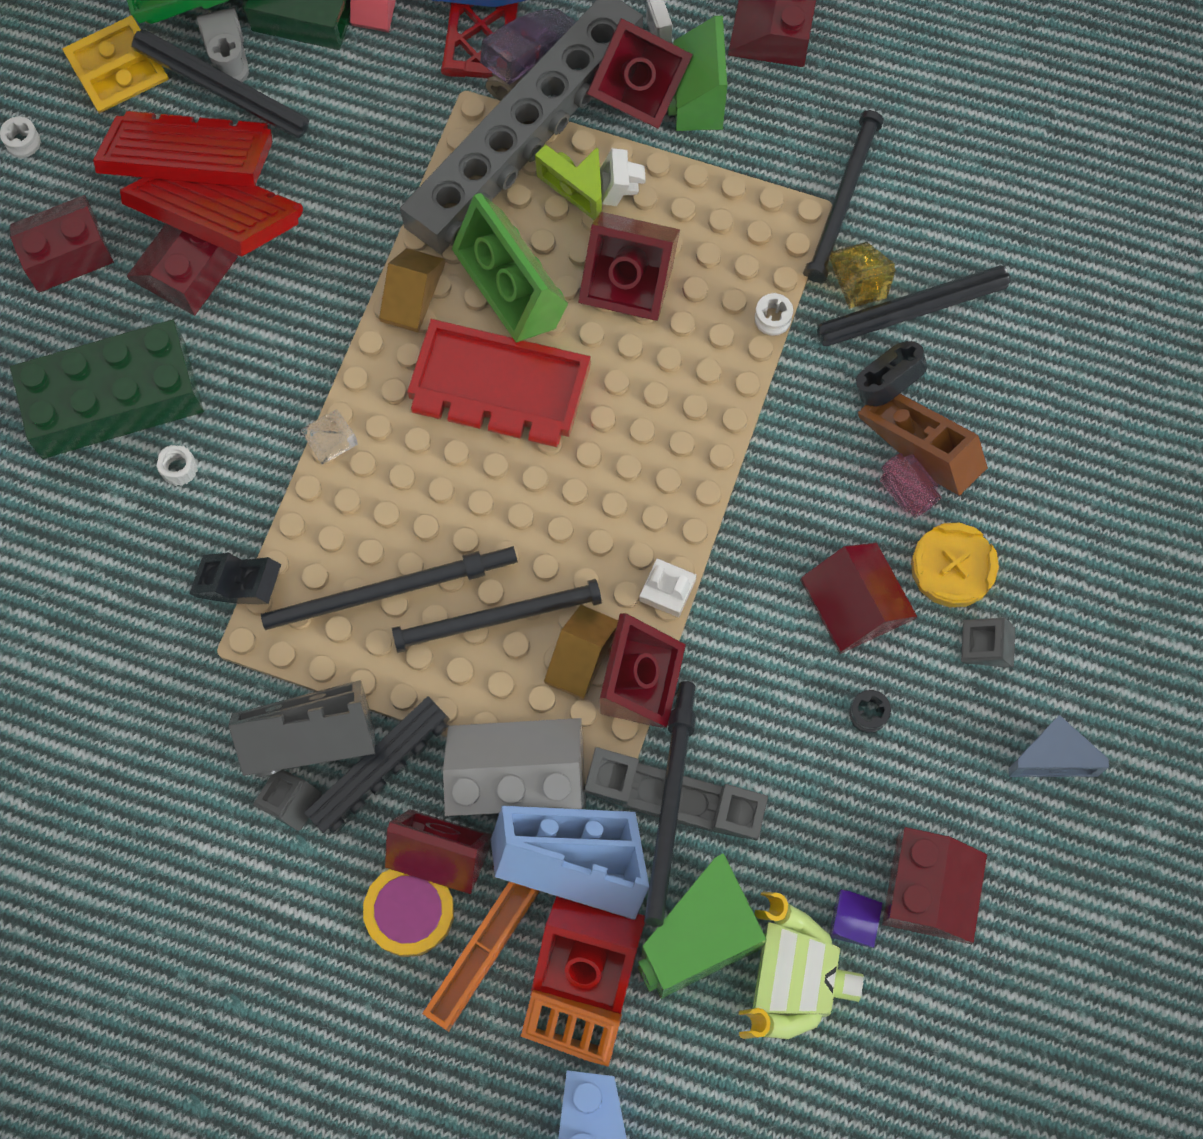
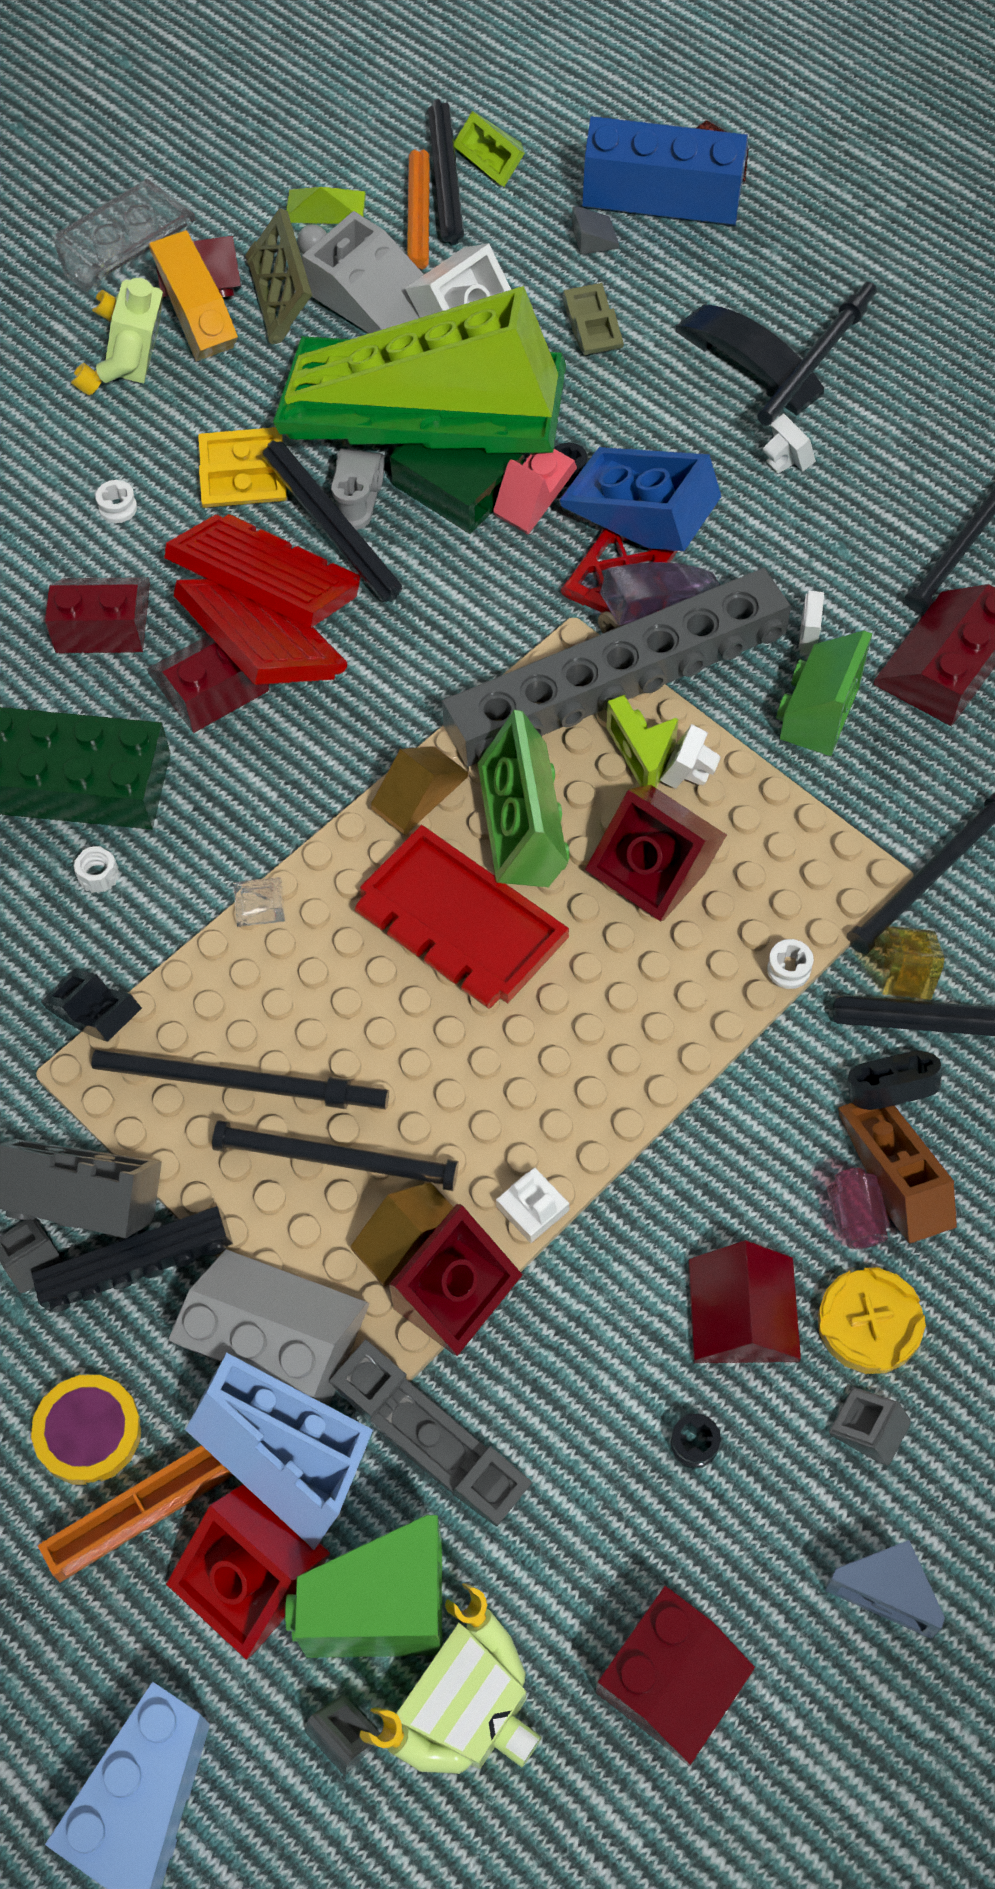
camera: 25 degrees right, 10 degrees down
(436, 850) = (143, 1374): dark red slope -> none
(592, 1015) = (233, 1654): orange slope -> none
(639, 73) = (759, 661): dark red slope -> none
(681, 726) = (473, 1362): black bar -> none
(716, 1040) = (337, 1733): none -> dark grey slope
(855, 918) = (566, 1670): dark purple slope -> none

